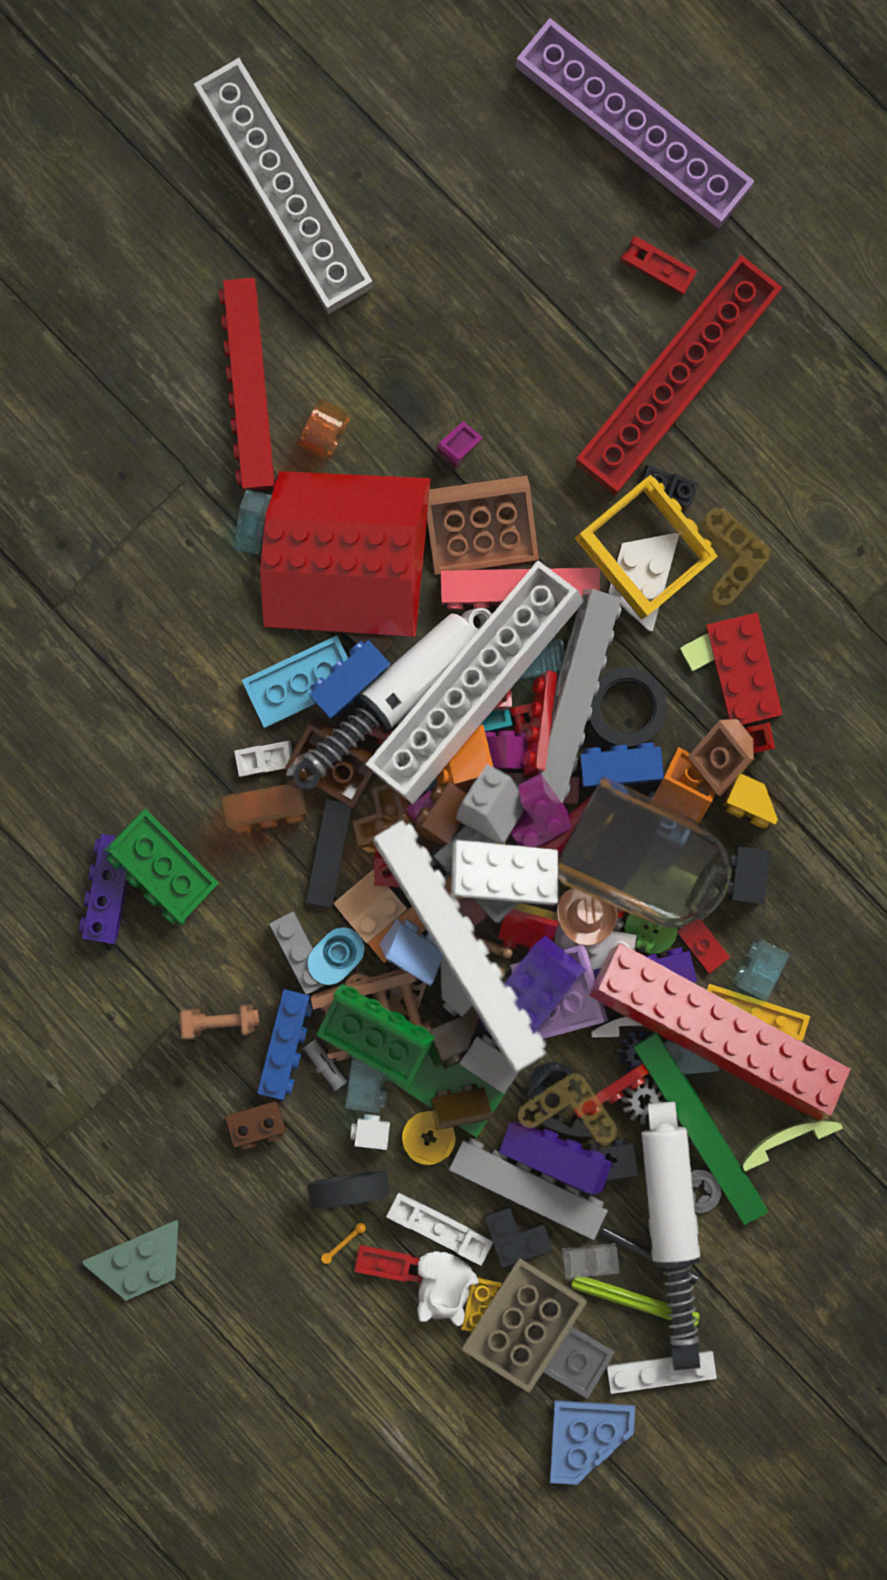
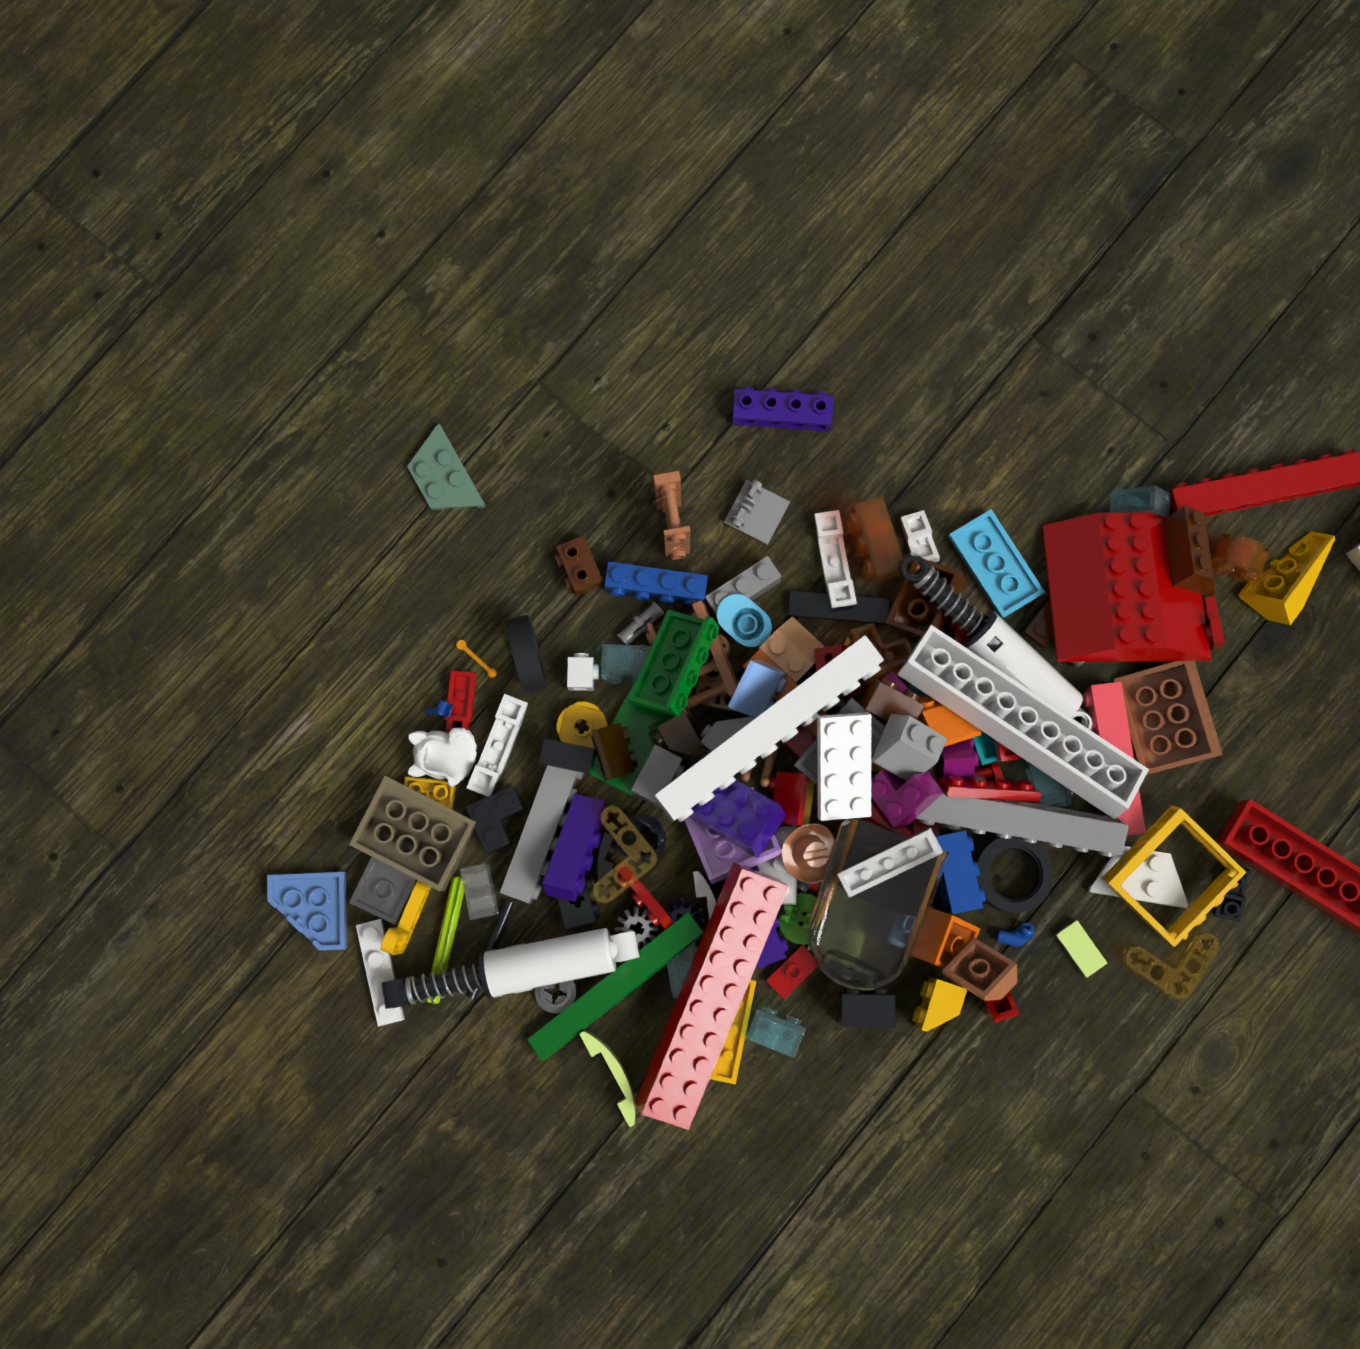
camera: 85 degrees right, 5 degrees down
(160, 867) = (808, 451): green bracket -> none
(216, 928) = (757, 511): none -> light grey hinge
(278, 852) = (834, 559): none -> white slope
(313, 480) = (1189, 551): none -> reddish brown slope
(348, 679) = (1009, 600): blue brick -> none
(354, 381) = (1288, 581): none -> yellow wedge
(395, 1282) = (442, 709): none -> blue hand
(398, 466) = (1214, 628): none -> red plate
(458, 444) = (1241, 687): magenta slope -> none
(460, 1157) = (566, 756): none -> black tile
(606, 837) = (890, 862): none -> white plate
(627, 1347) = (397, 938): none -> yellow beam
(691, 710) = (1017, 937): none -> blue arm
(744, 669) = (1065, 985): red plate -> none

